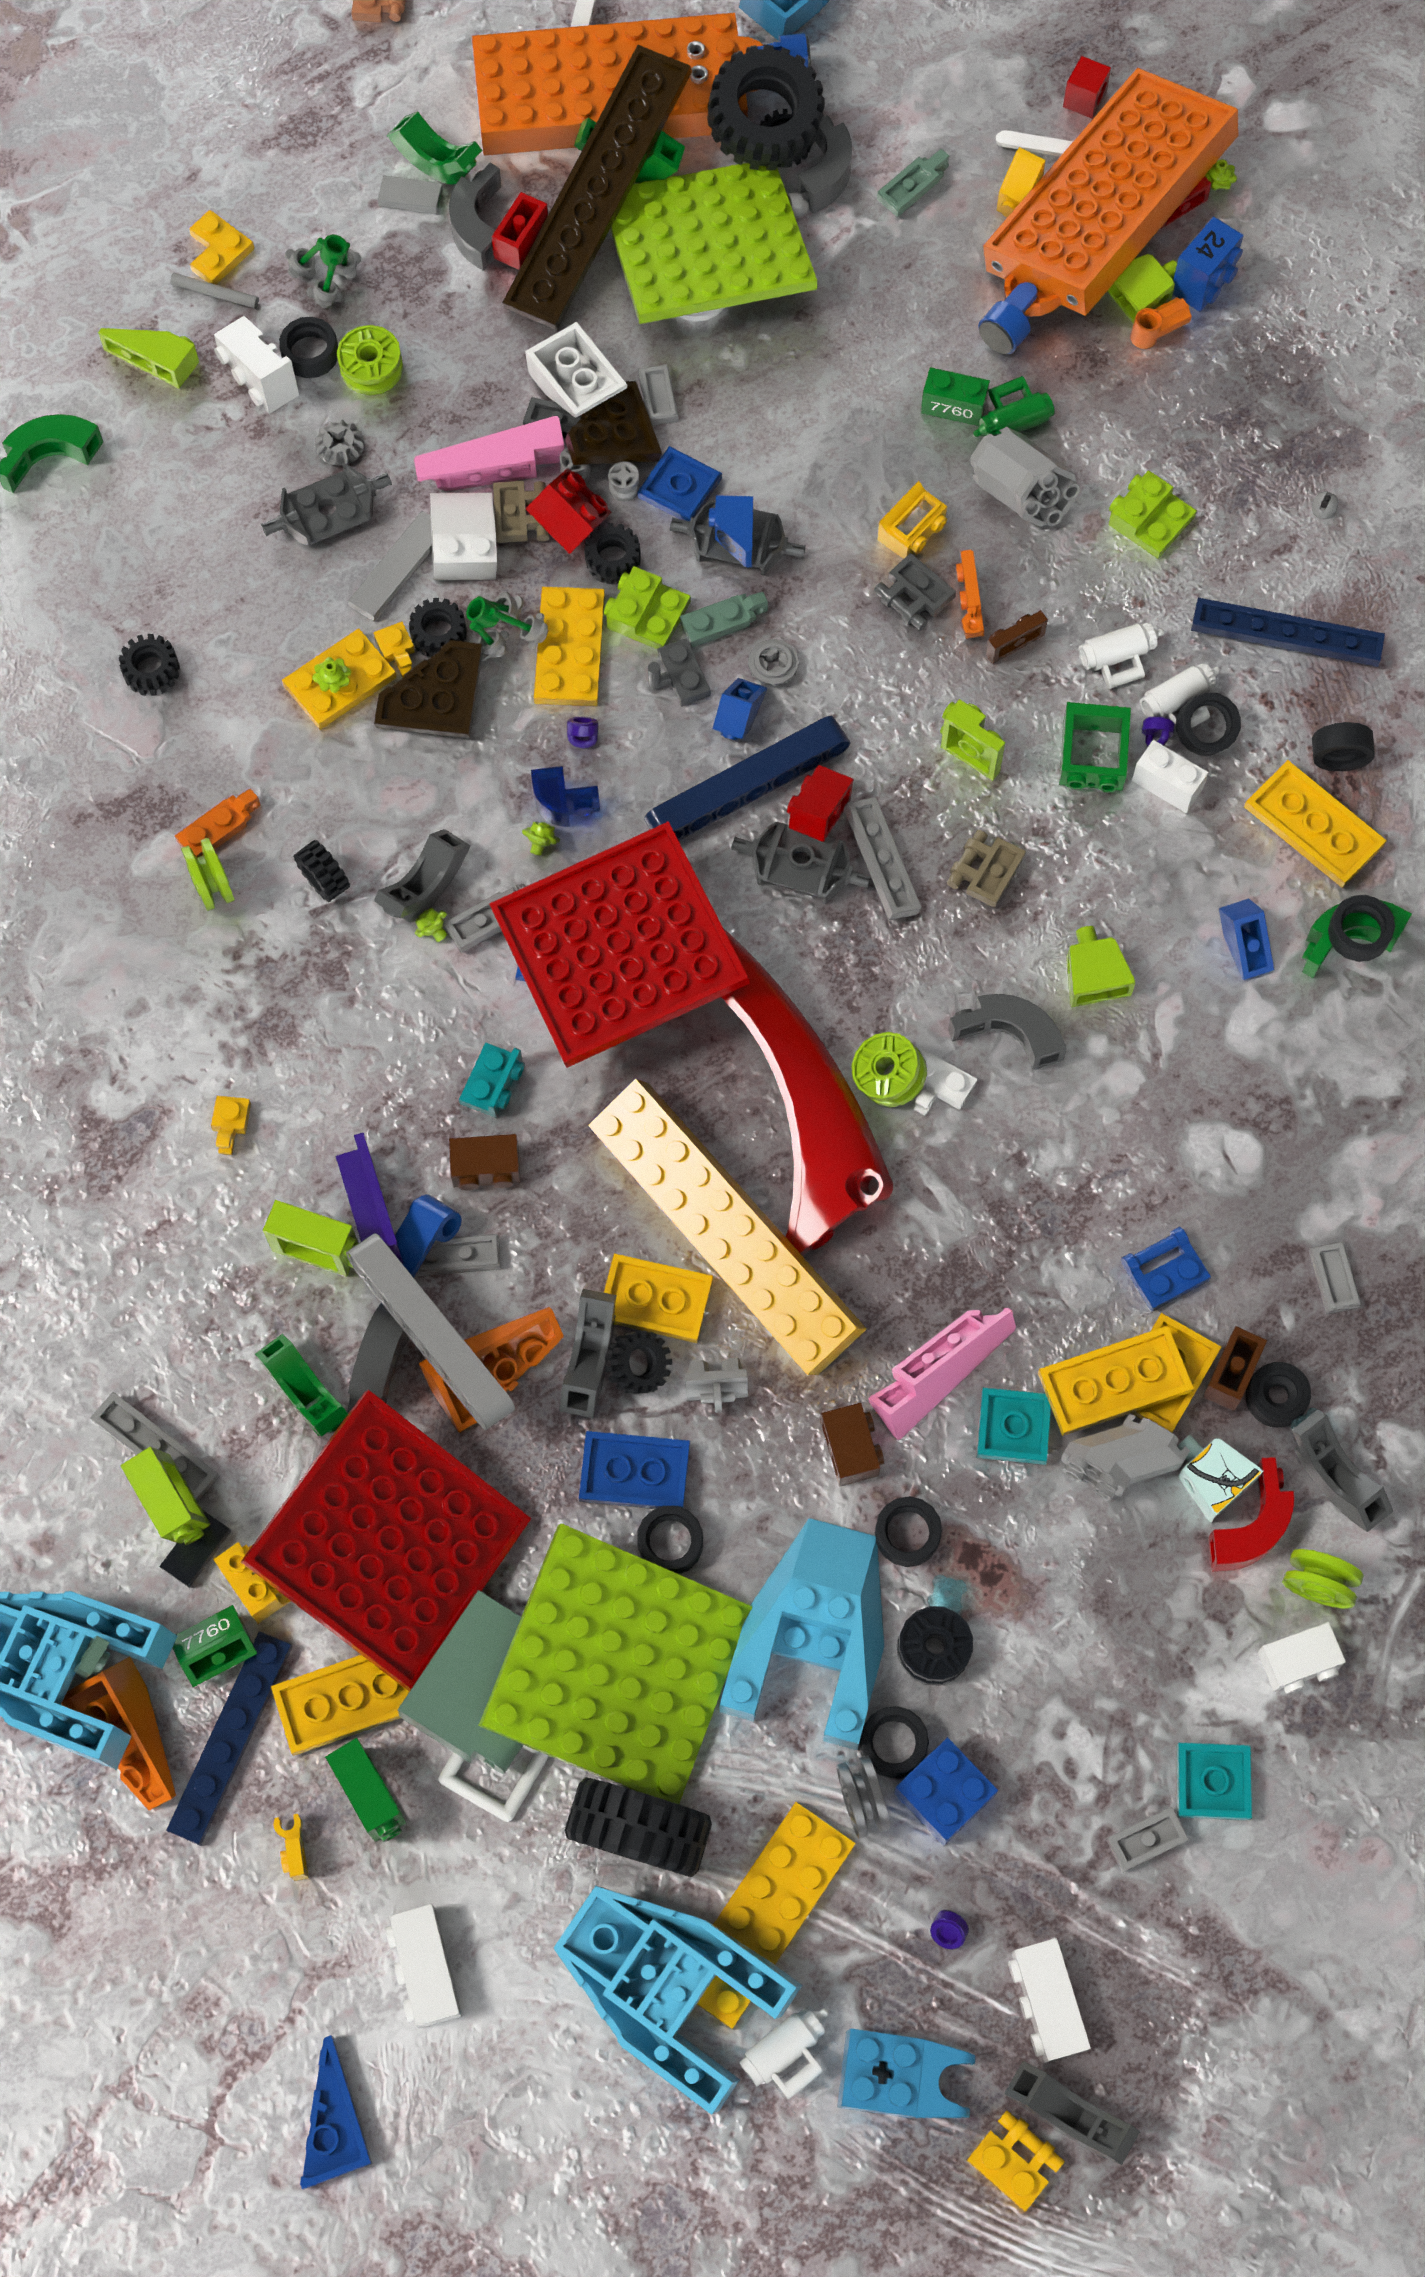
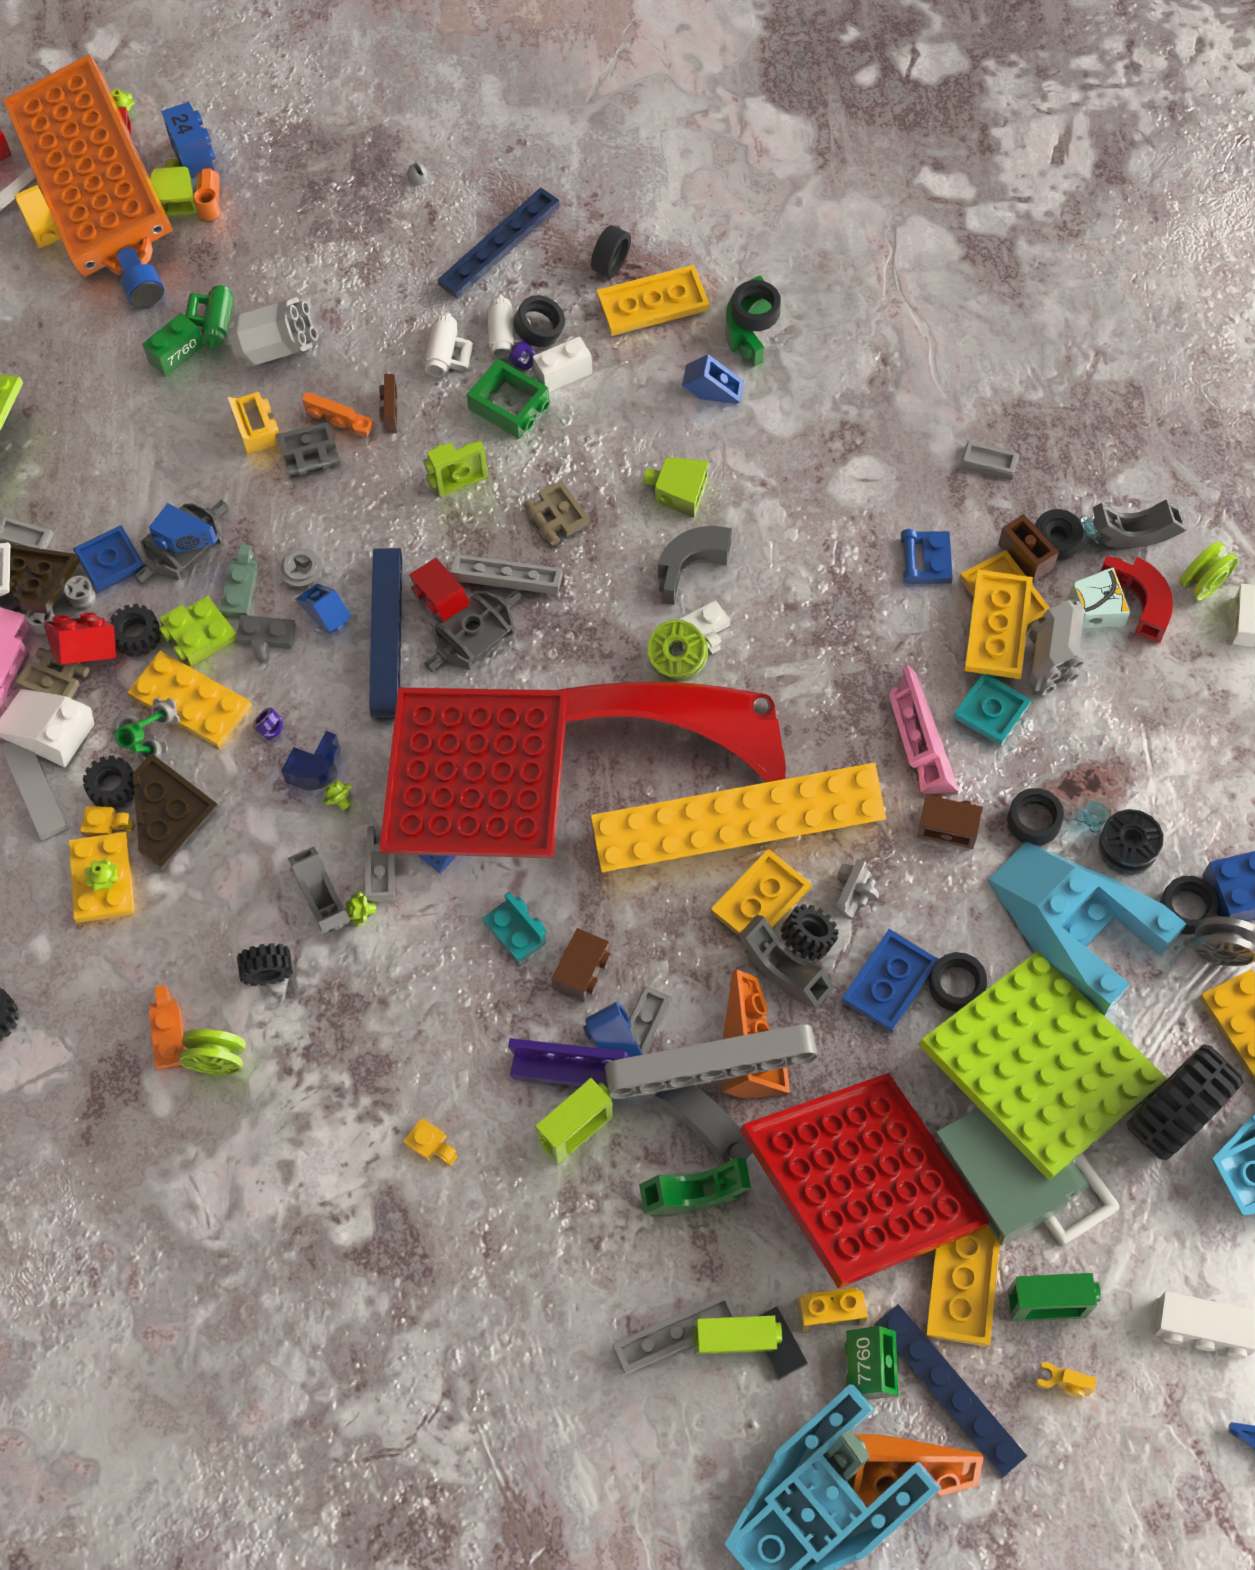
camera: 60 degrees left, 5 degrees down
(1150, 514) = (351, 276): lime plate -> none

